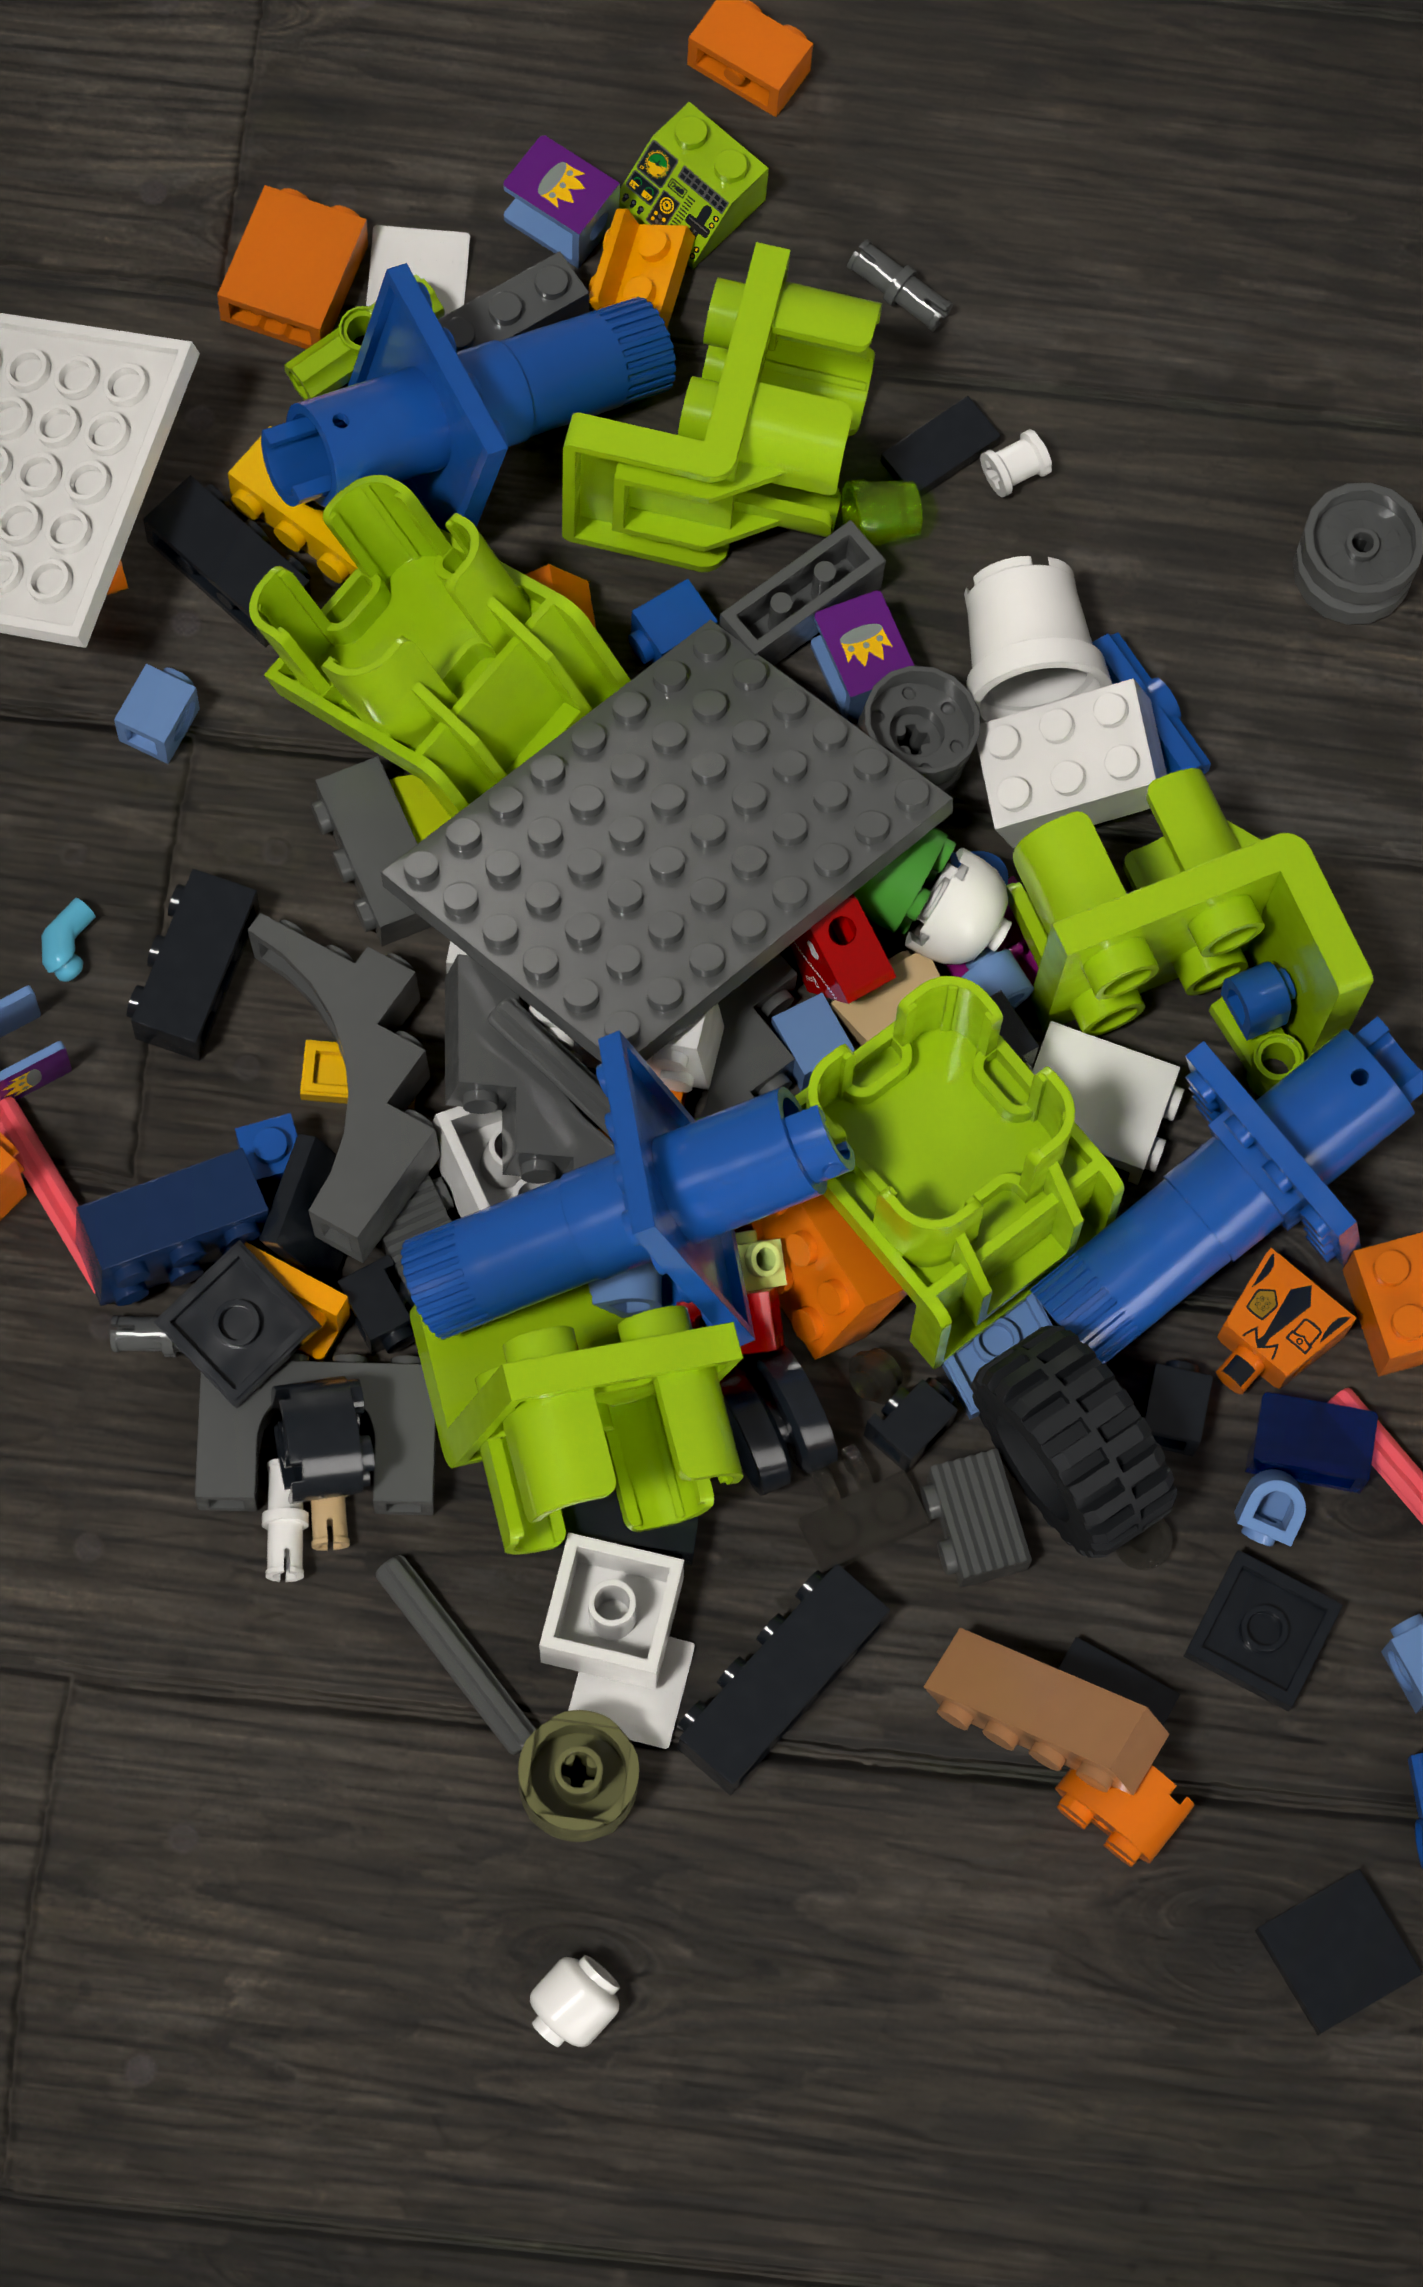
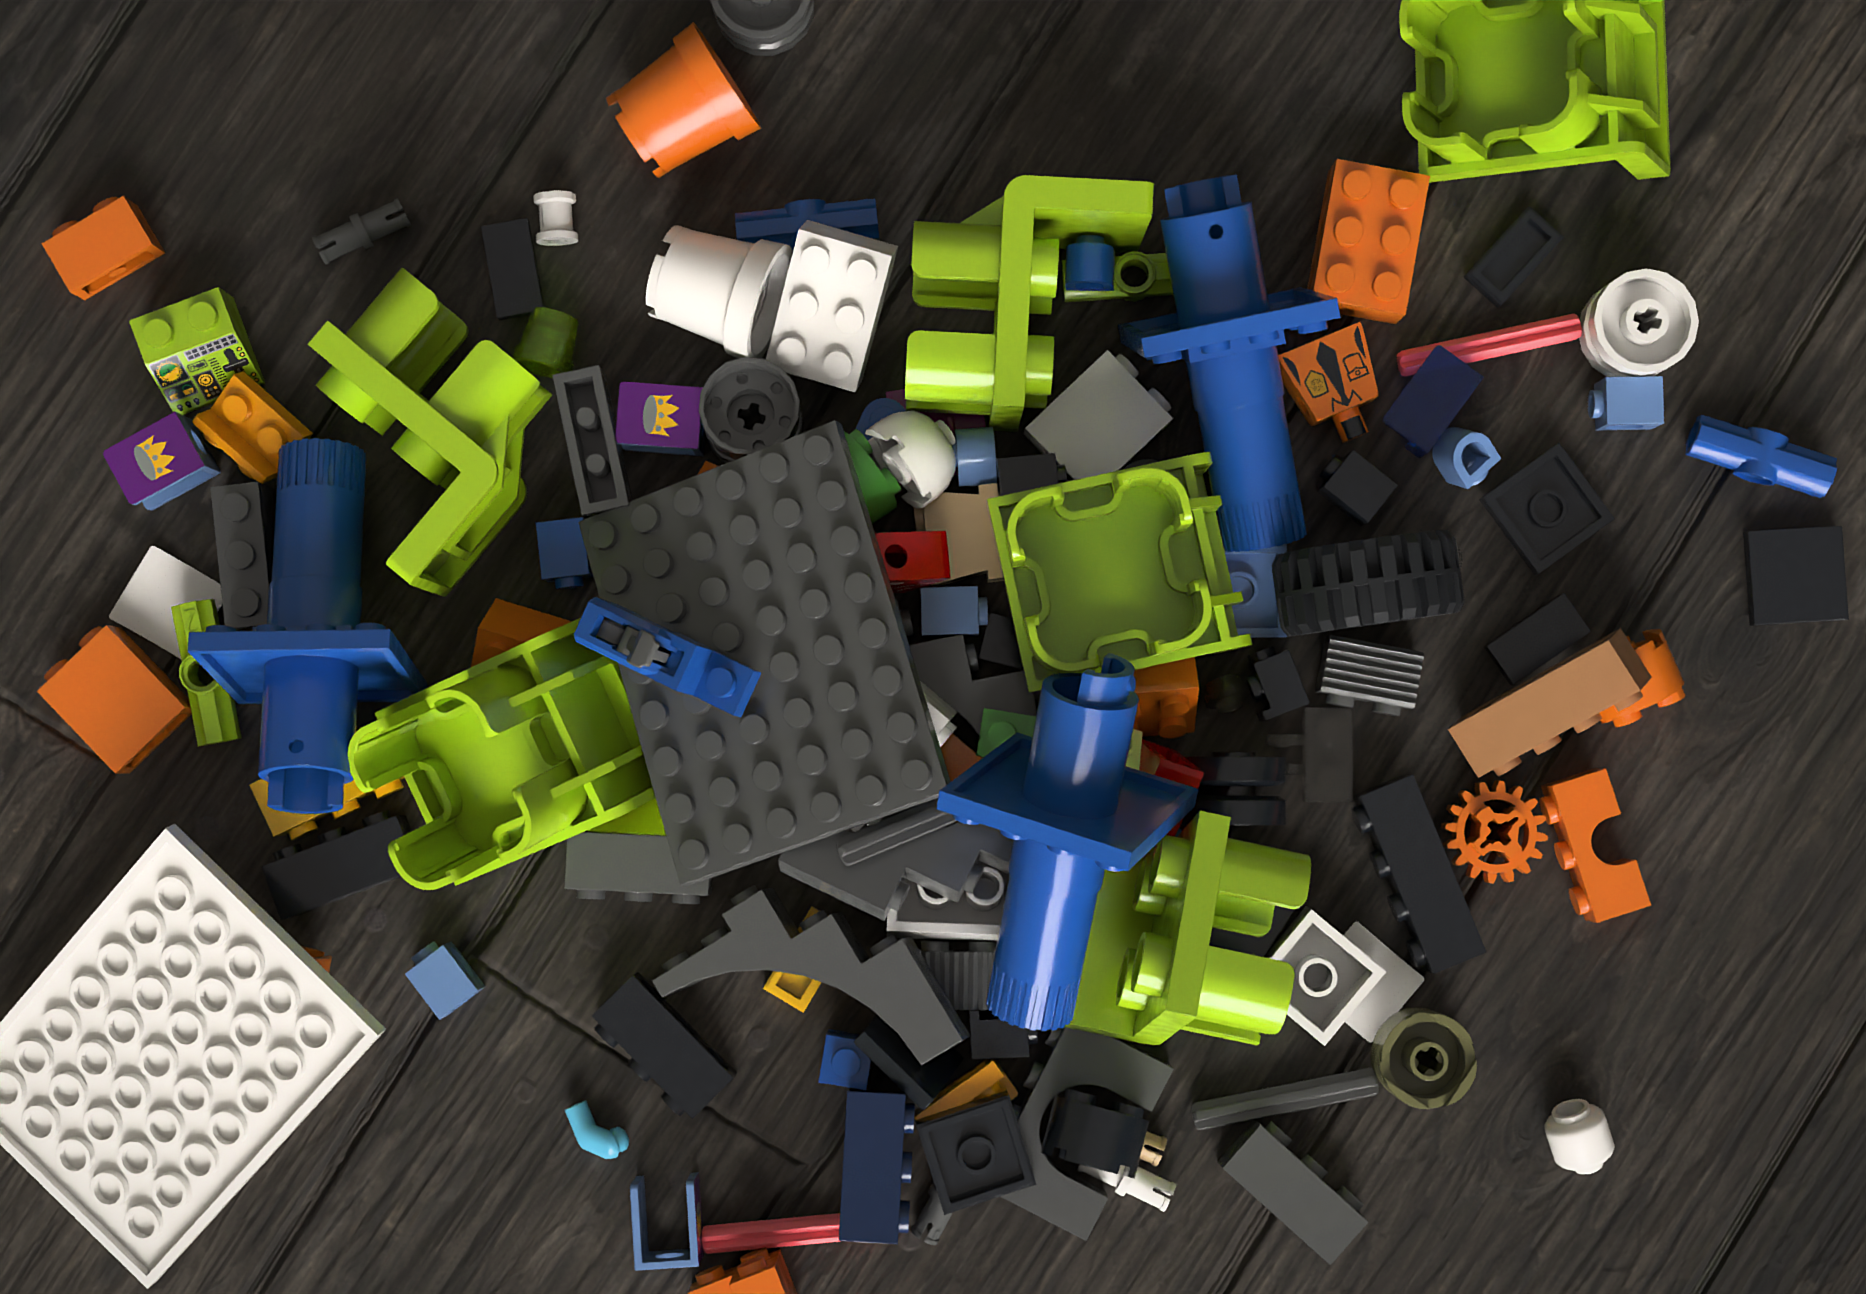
camera: 60 degrees left, 15 degrees up
(359, 1707) = (1294, 1189): none -> dark grey brick
(616, 741) = (666, 656): none -> blue plate
(848, 1732) = (1508, 847): none -> orange gear
(948, 1821) = (1575, 809): none -> orange arch
(1203, 523) = (682, 104): none -> orange piece

